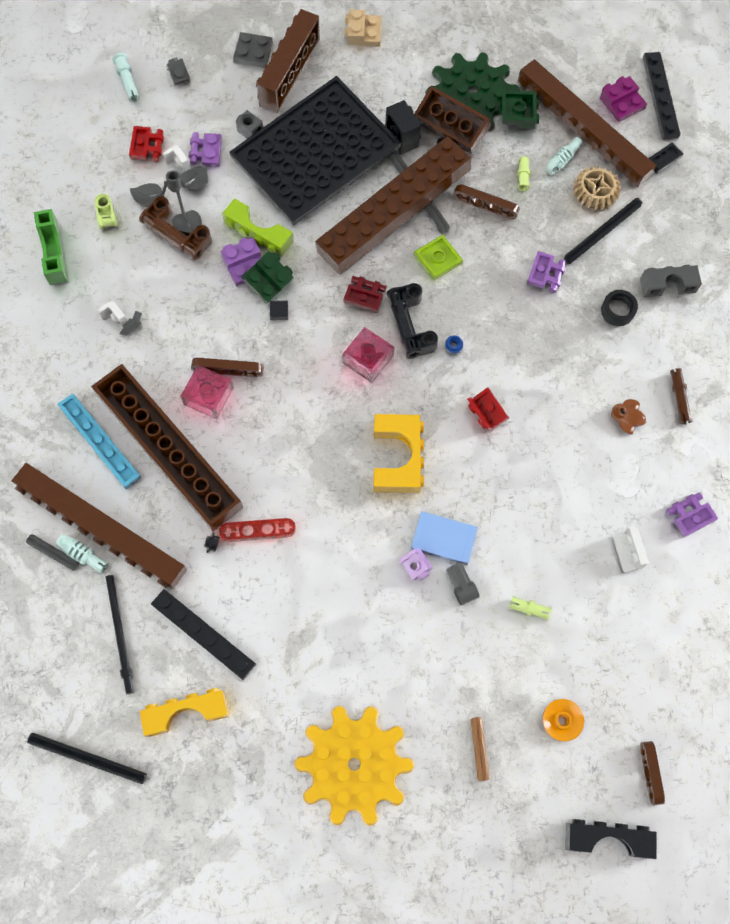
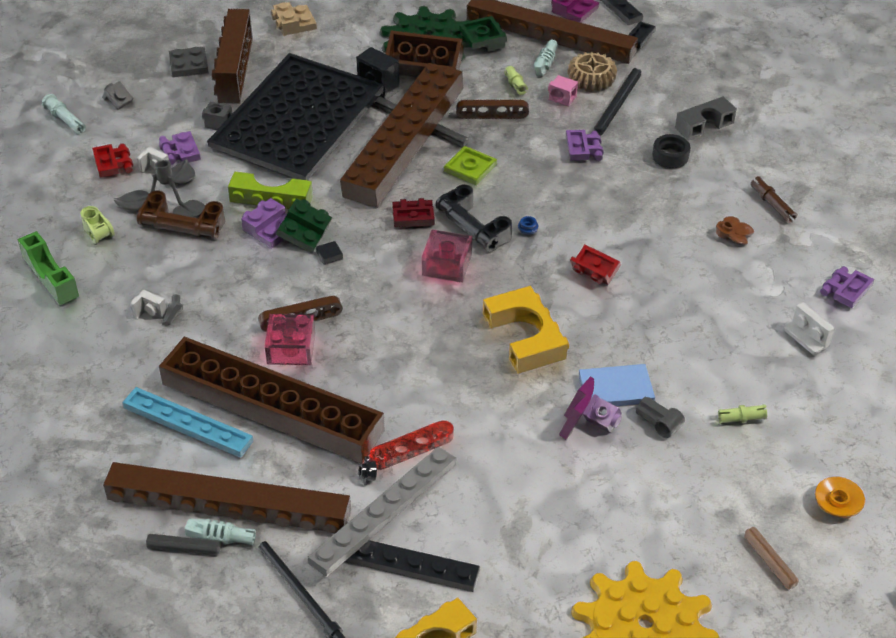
camera: 20 degrees left, 25 degrees down
(206, 585) = (381, 511): none -> light grey plate
(398, 553) = (577, 407): none -> magenta slope
(559, 202) = (563, 90): none -> bright pink brick

